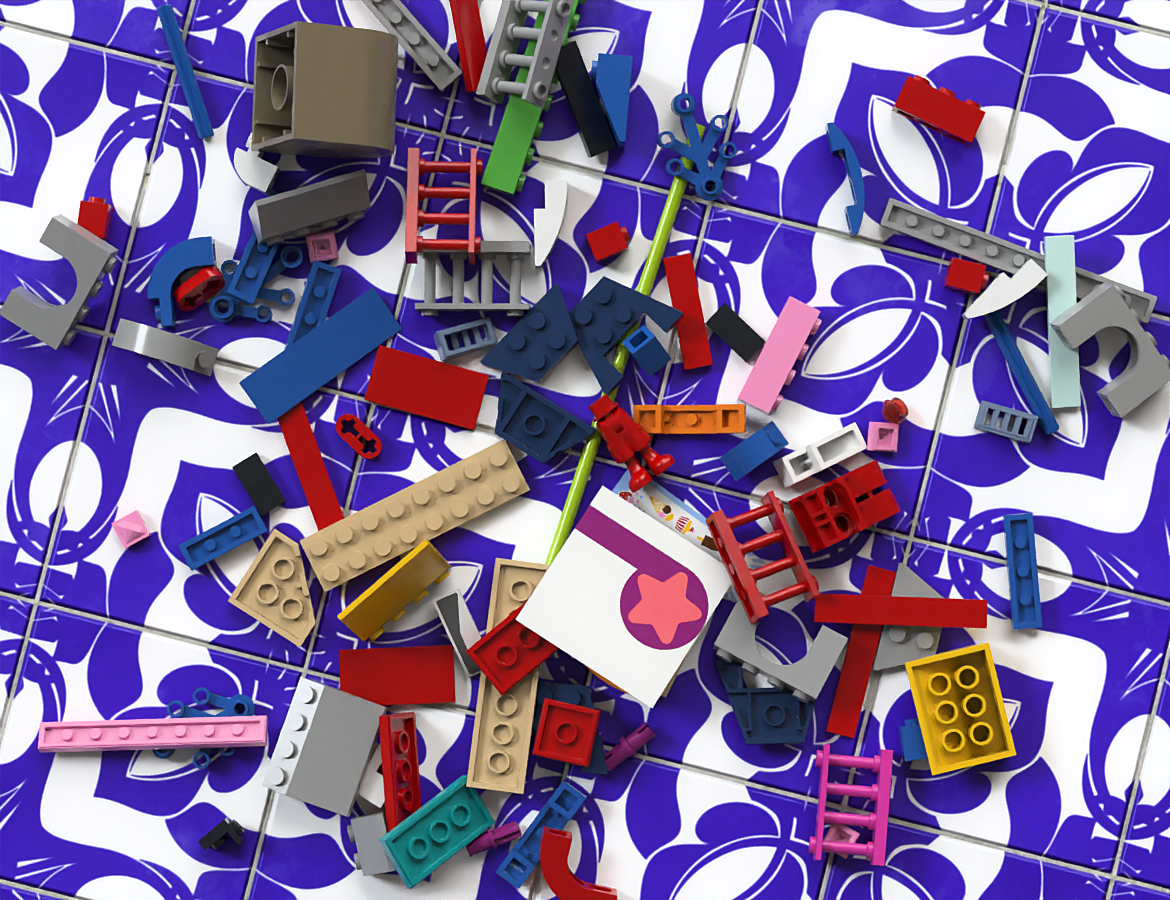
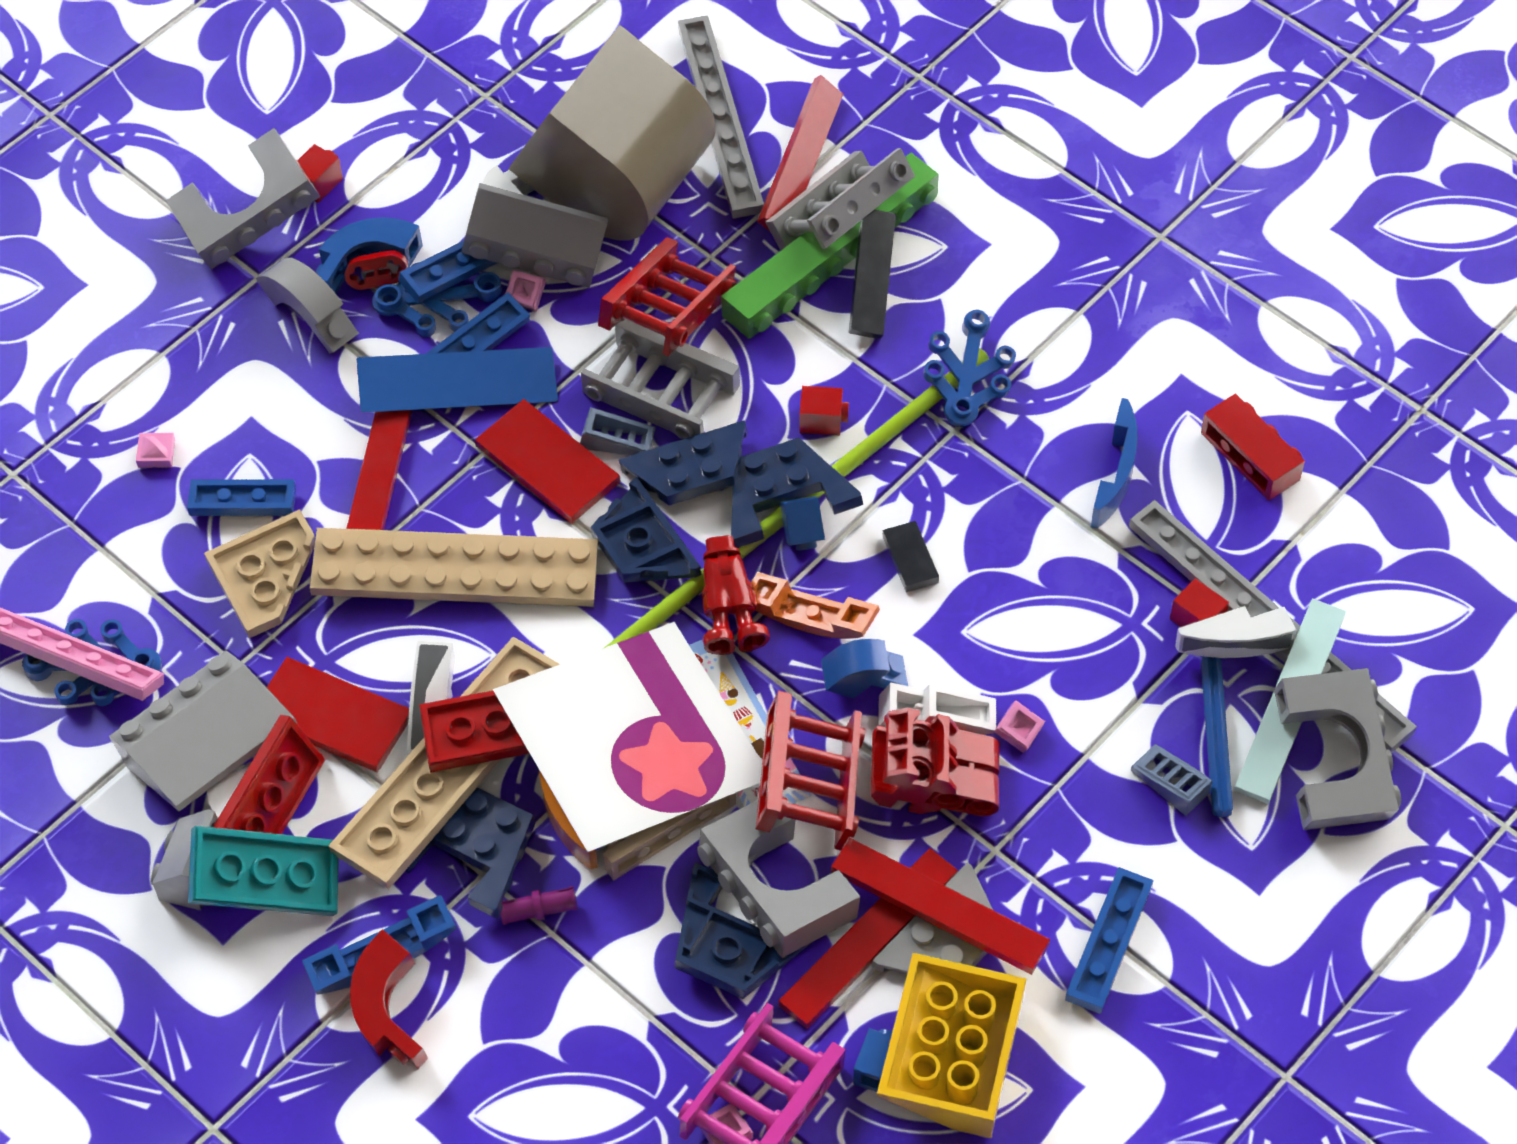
camera: 30 degrees right, 30 degrees down
(185, 71) = (491, 99): blue axle -> none
(217, 834) = (30, 771): black bracket -> none
(259, 484) = (314, 469): black tile -> none
(354, 441) = (440, 474): red beam -> none
(394, 591) = (381, 607): yellow slope -> none
(494, 838) = (322, 928): magenta axle -> none
(549, 220) = (772, 366): white slope -> none
(566, 732) = (477, 844): red tile -> none
(612, 82) = (914, 276): blue slope -> none
(686, 298) = (868, 521): red tile -> none
(778, 356) = (946, 594): bright pink brick -> none
(895, 410) = (1047, 705): clear red plate -> none

